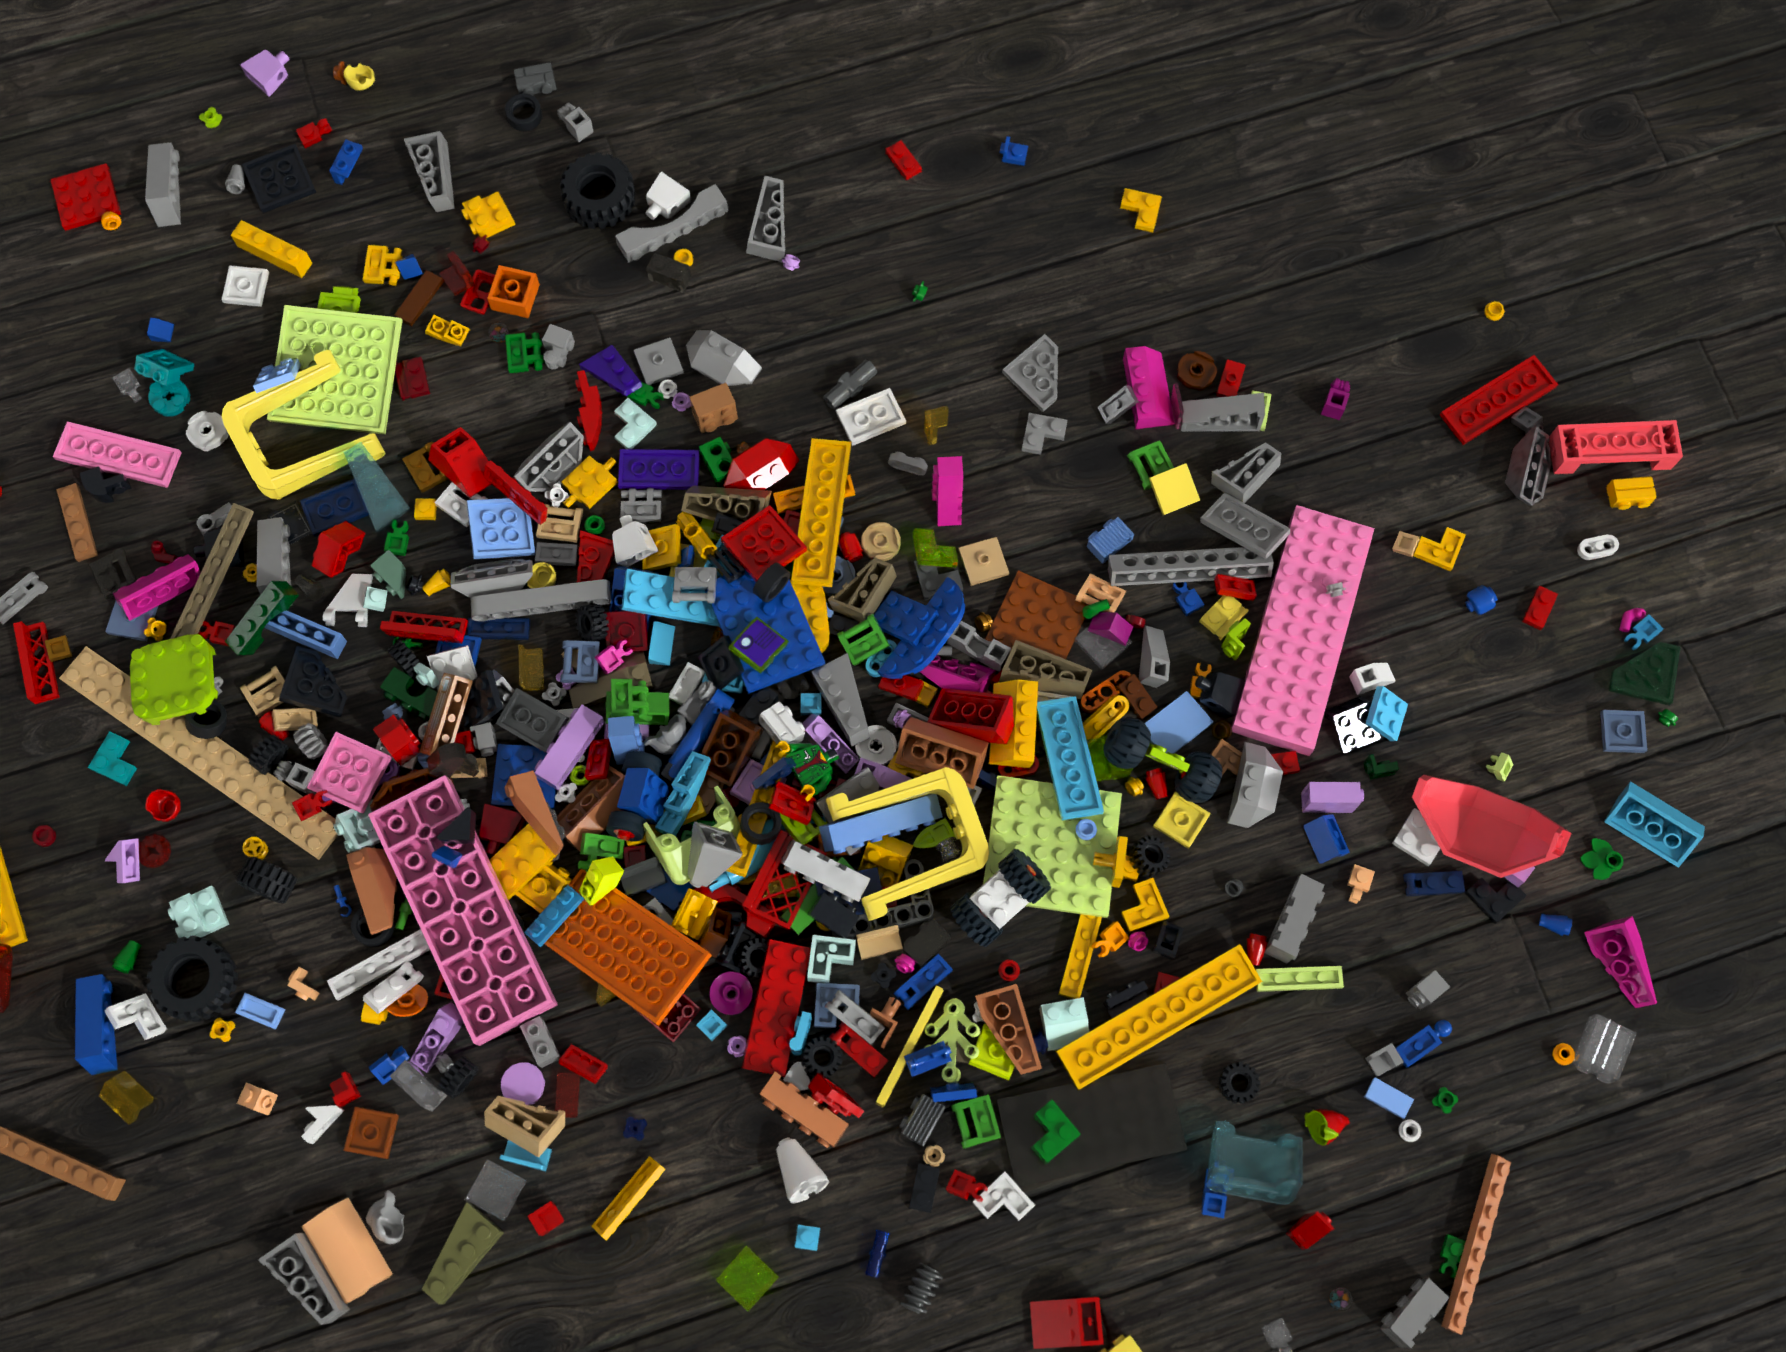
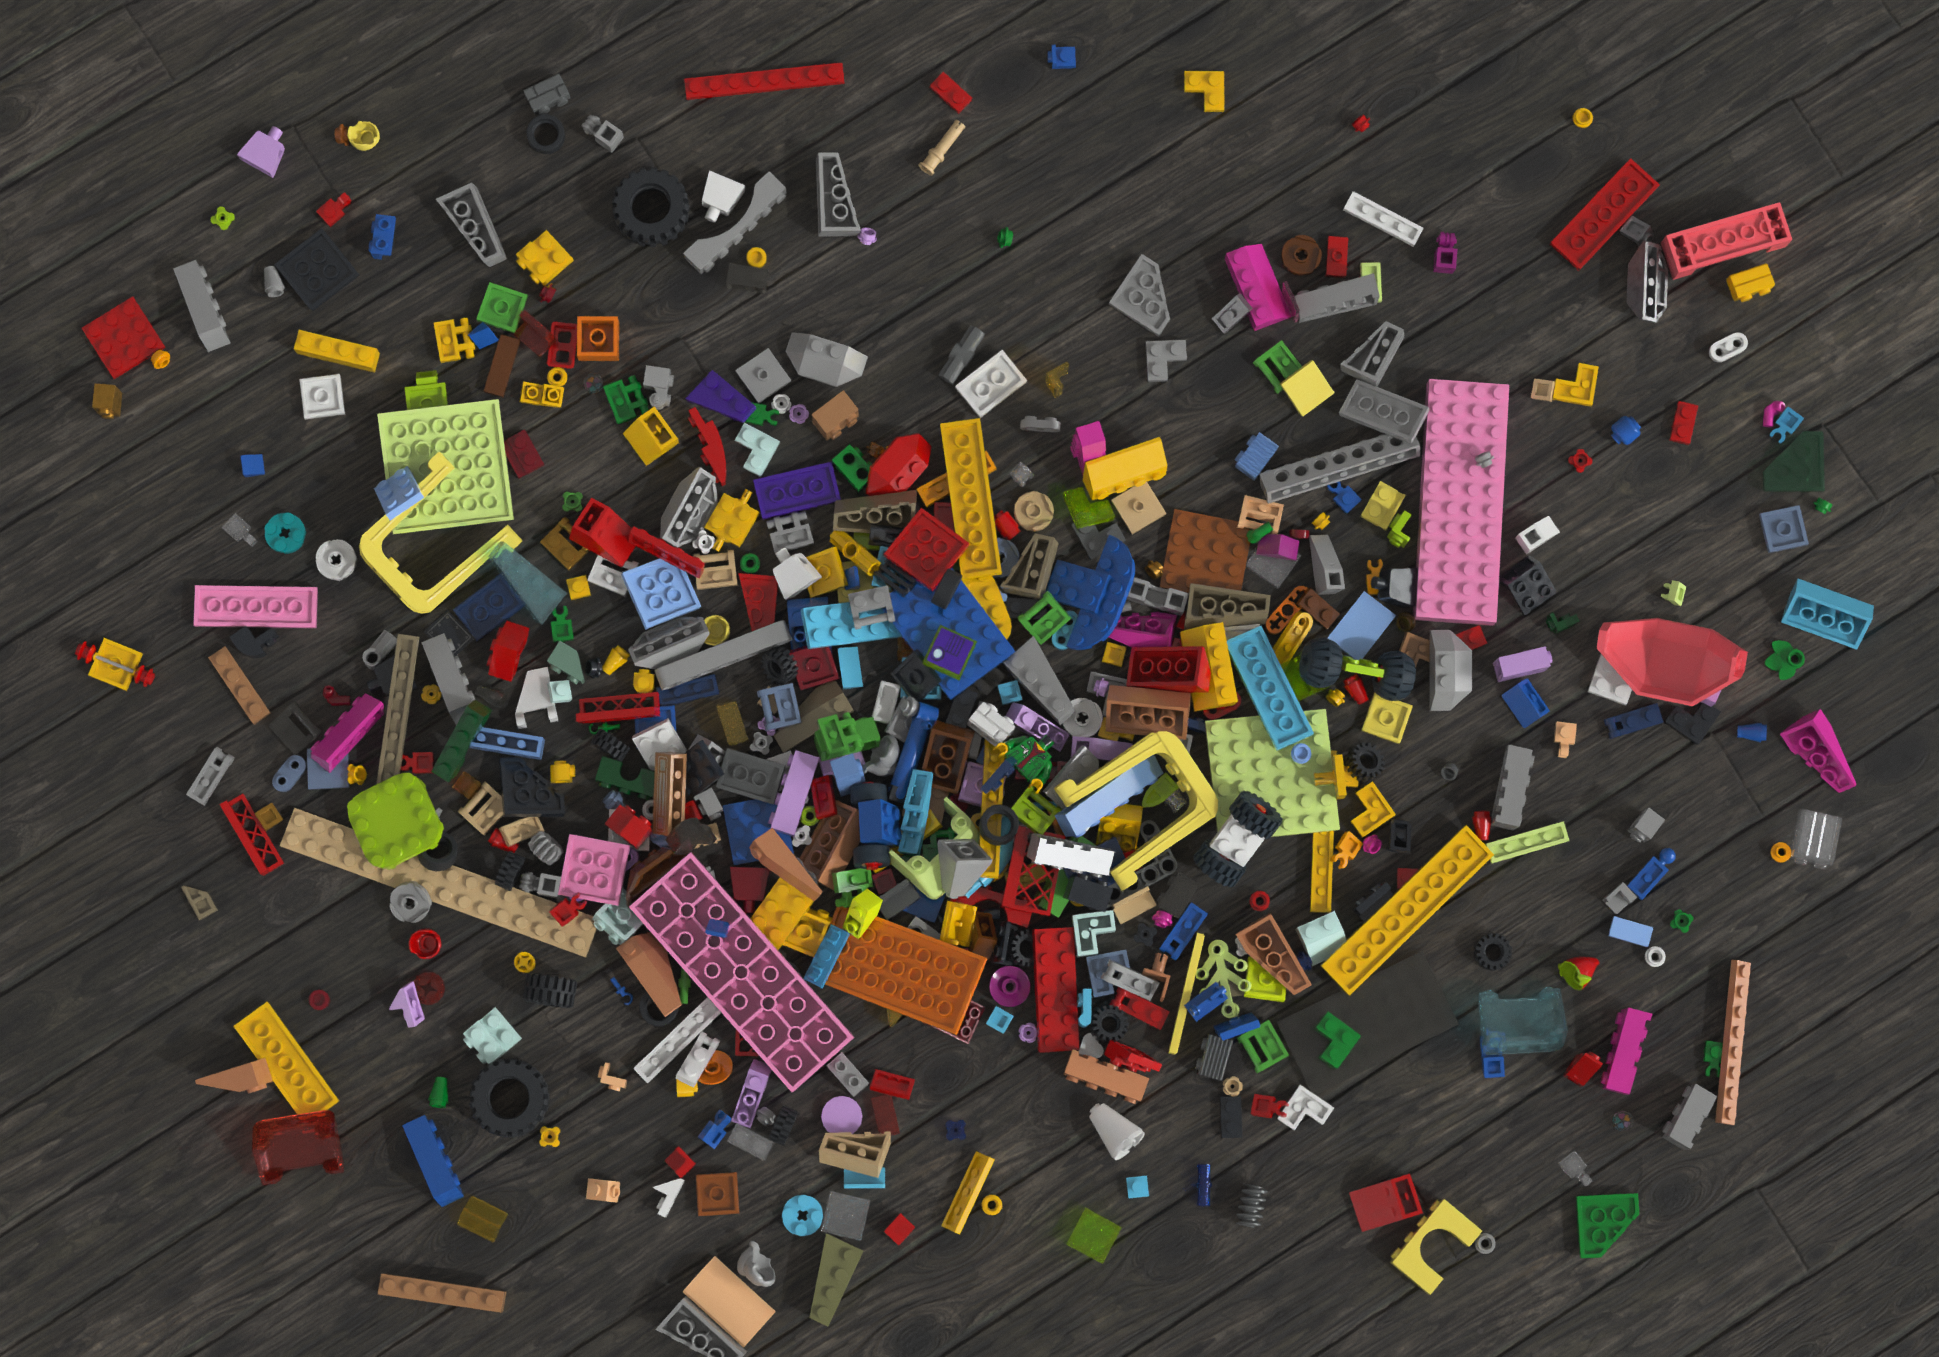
camera: 20 degrees left, 10 degrees up
(46, 241) = (107, 400): none -> pearl gold brick
(93, 614) = (290, 774): none -> sand blue plate
(108, 761) = (353, 912): teal plate -> none
(137, 1011) = (470, 1140): white plate -> none
(162, 366) = (272, 505): teal plate -> none
(173, 759) = (412, 891): none -> light grey plate
(258, 666) = (467, 785): none -> clear orange slope
(260, 1011) = (578, 1111): light blue tile -> none
(352, 675) = (562, 772): none -> yellow plate
(426, 675) = (636, 758): light aqua plate -> none
(434, 246) = (502, 307): none -> bright green plate
(440, 1171) = (814, 1215): none -> medium azure plate
(441, 426) = (567, 501): none -> bright green plate
(458, 607) = (644, 681): none -> yellow plate
(460, 830) = (723, 902): black slope -> none
(466, 313) = (557, 371): none -> yellow plate
(535, 388) = (650, 436): none -> yellow slope
(556, 554) = (722, 602): flat silver plate -> none
(611, 658) = (808, 694): dark pink plate -> none
(643, 1214) = (987, 1199): none -> yellow plate
(735, 113) = (764, 81): none -> red plate
(791, 803) = (1022, 799): red plate -> none
(875, 208) = (936, 154): none -> tan pin
(877, 504) = (1021, 474): none -> clear wheel
(905, 687) = (1098, 654): red plate -> none
(978, 518) = (1125, 469): none -> yellow slope
(1159, 615) = (1321, 521): none -> yellow plate
(1235, 587) = (1387, 475): red plate -> none
(1281, 269) = (1361, 123): none -> red plate
(1283, 356) = (1383, 219): none -> white plate
(1359, 1222) = (1625, 1050): none -> dark pink wedge
(1386, 713) = (1557, 568): medium azure plate -> none
(1430, 613) = (1580, 454): none -> red plate

